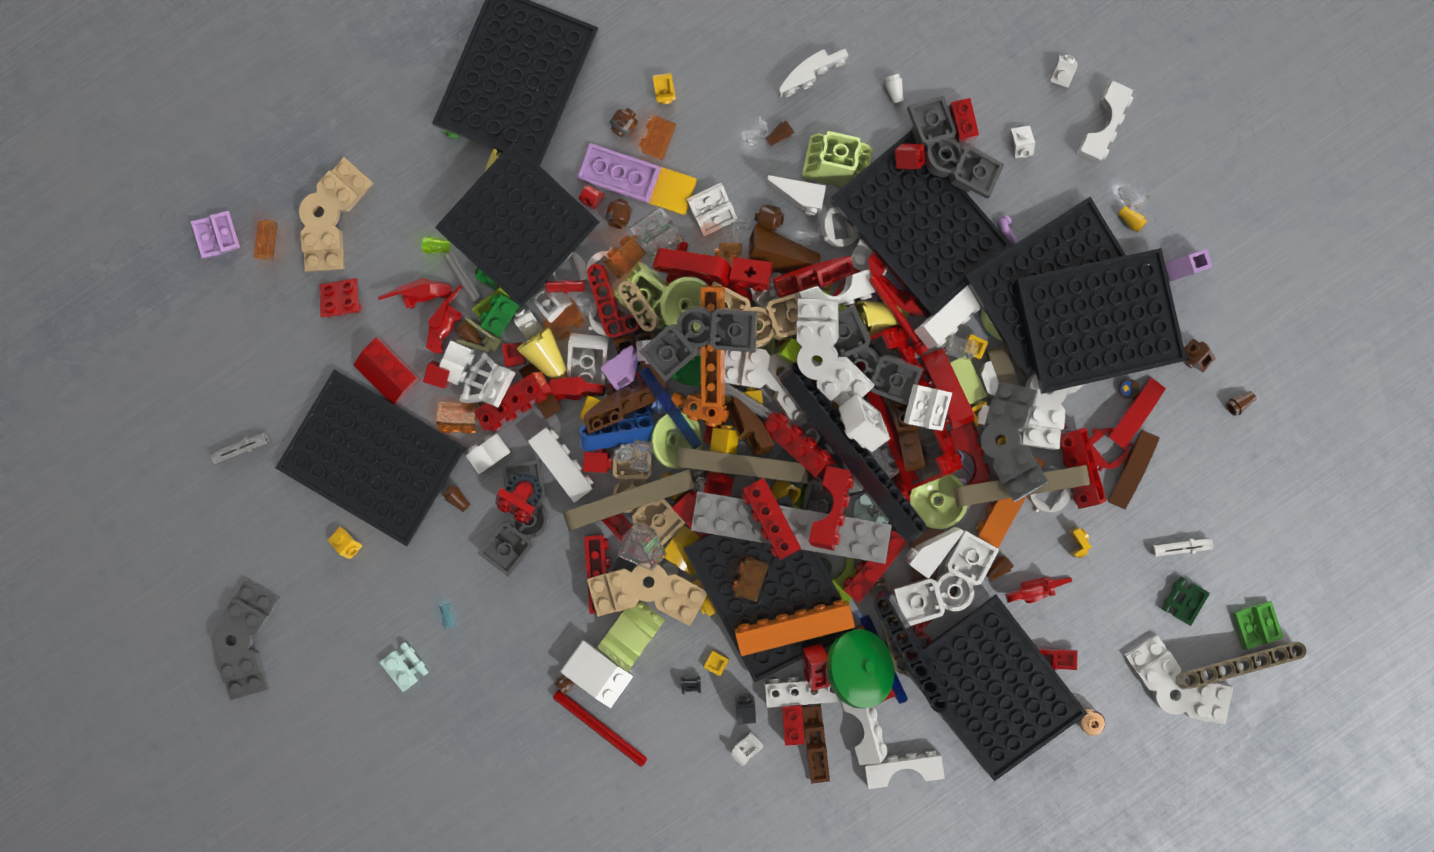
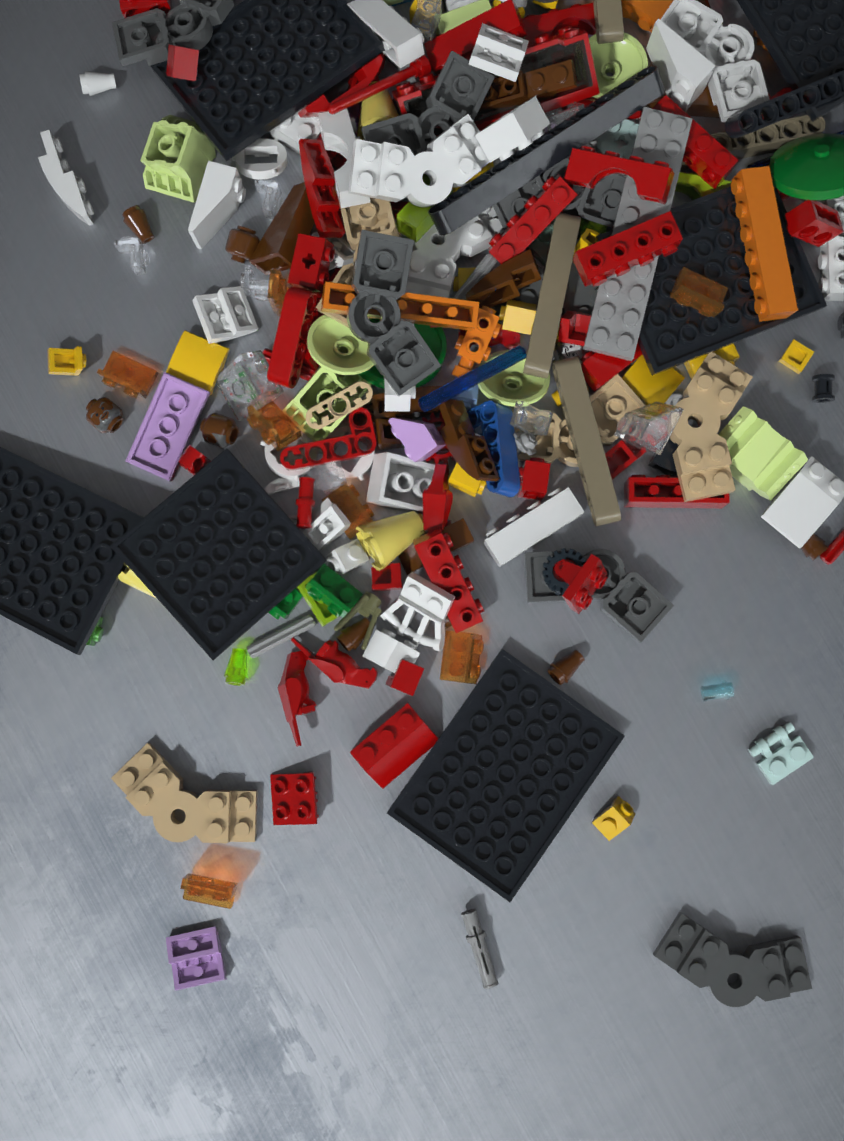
camera: 85 degrees left, 5 degrees down
(488, 453) = (511, 620): white brick -> none

